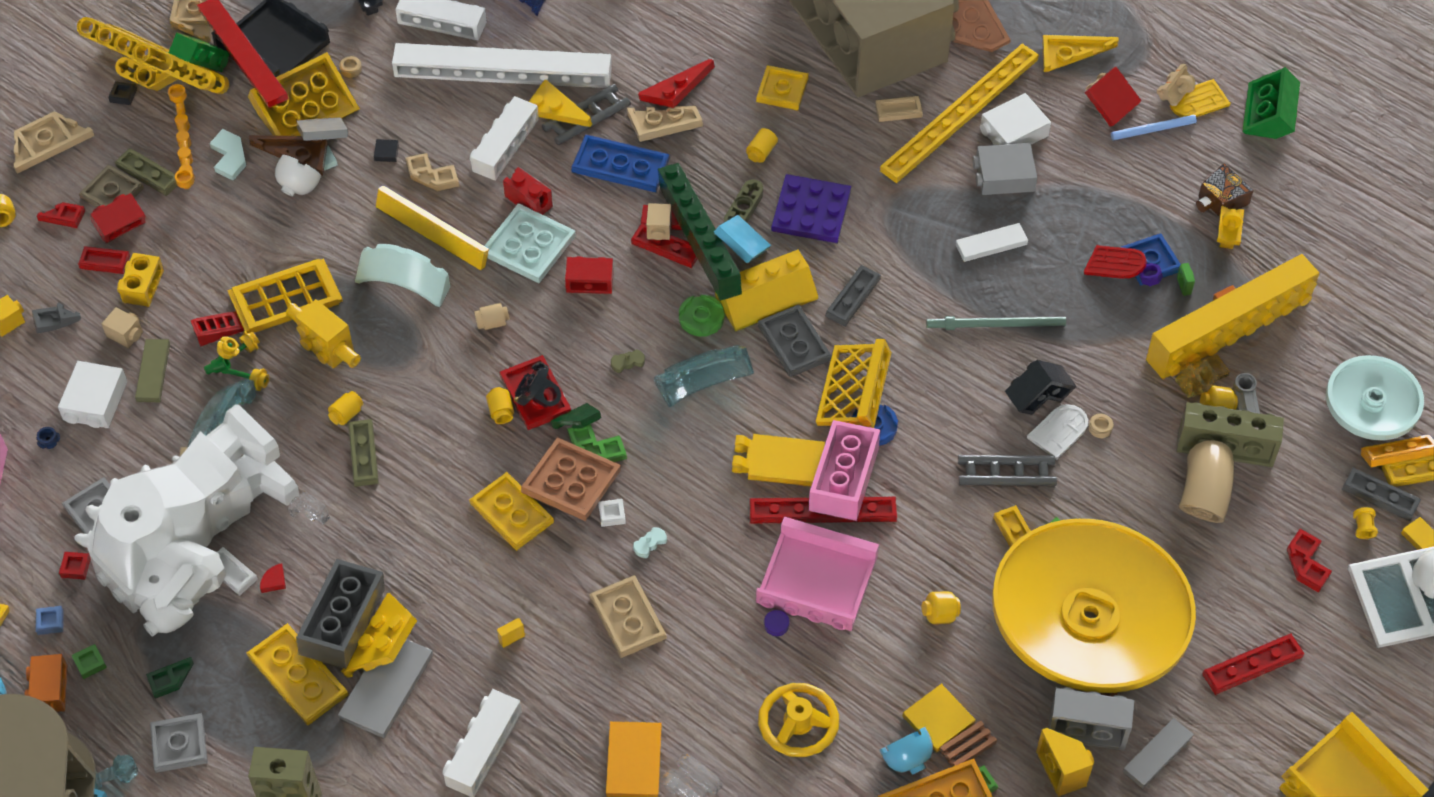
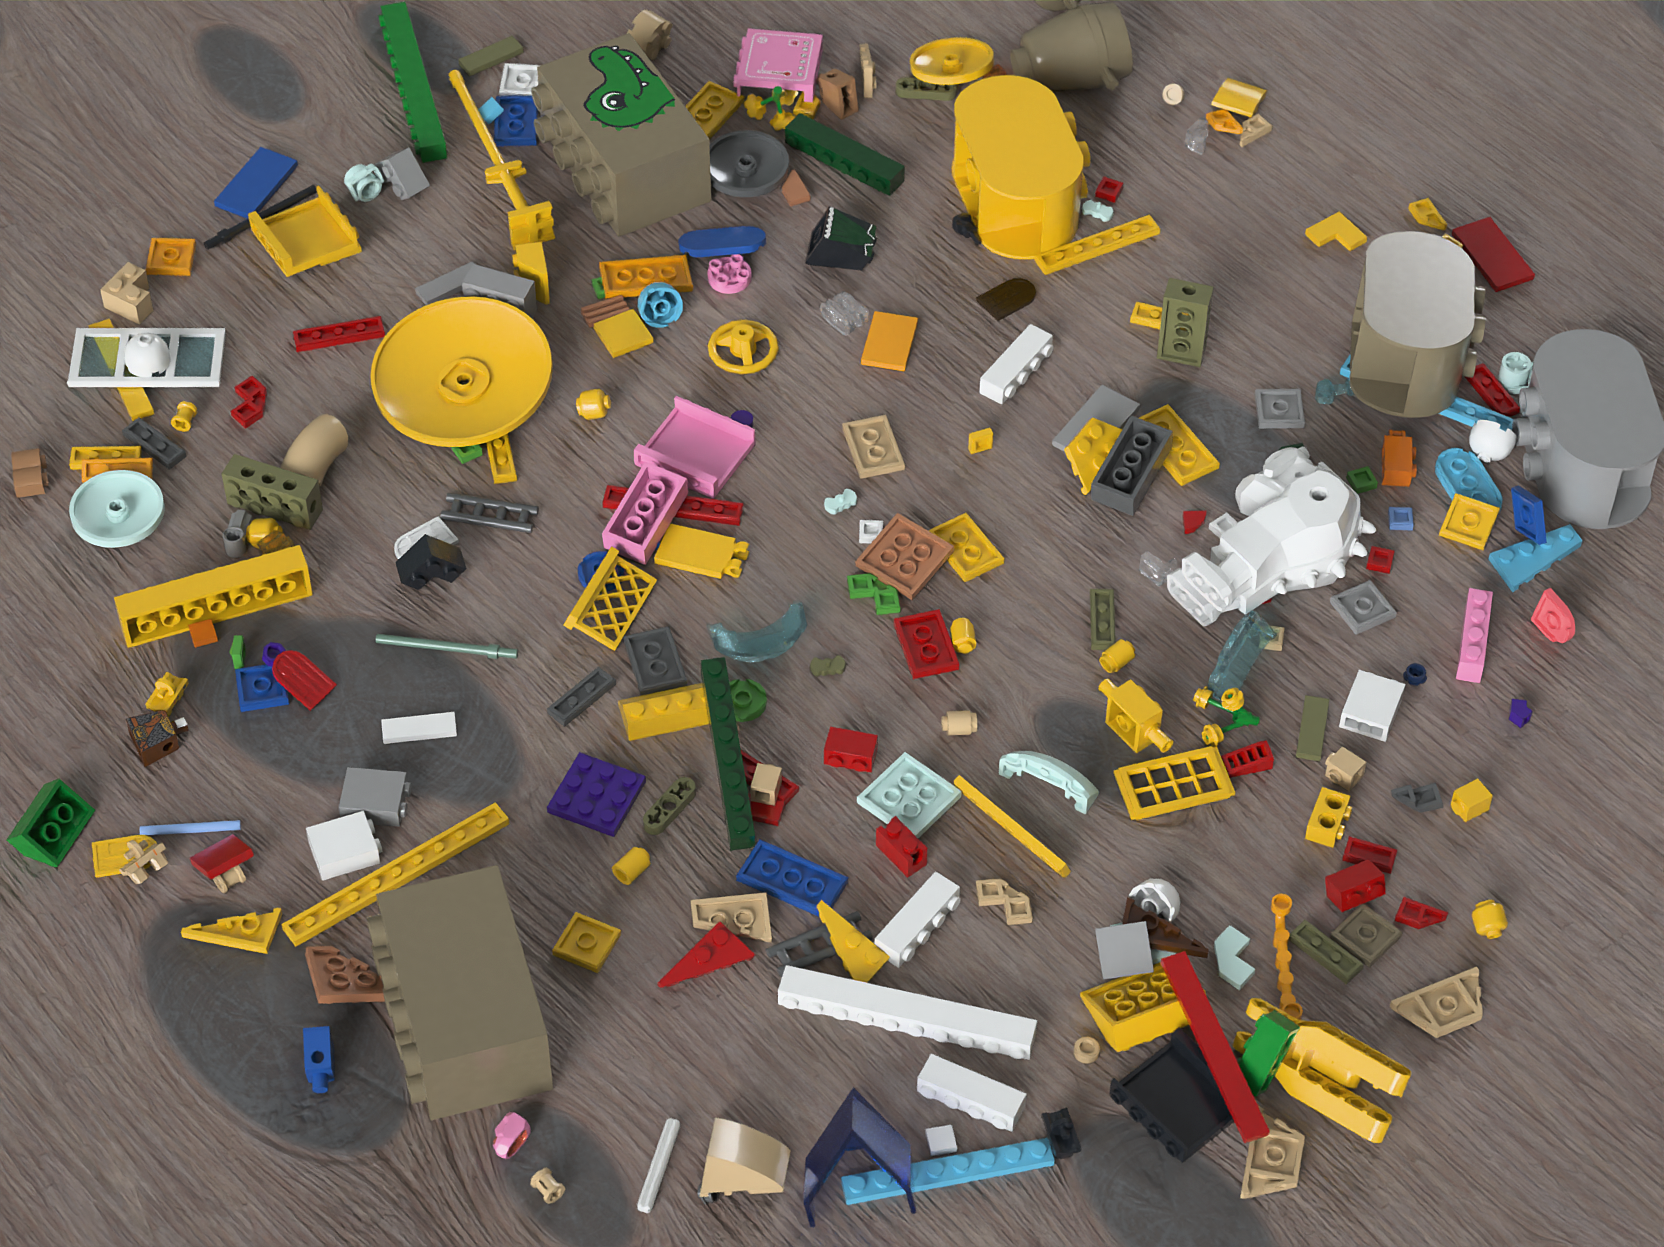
camera: 170 degrees left, 5 degrees down
(386, 150) = (1053, 934): black tile -> none
(533, 387) = (928, 622): black tile -> none
(577, 417) = (886, 610): dark green tile -> none
(742, 238) = (683, 736): medium azure tile -> none
(1100, 425) = (384, 538): tan tile -> none

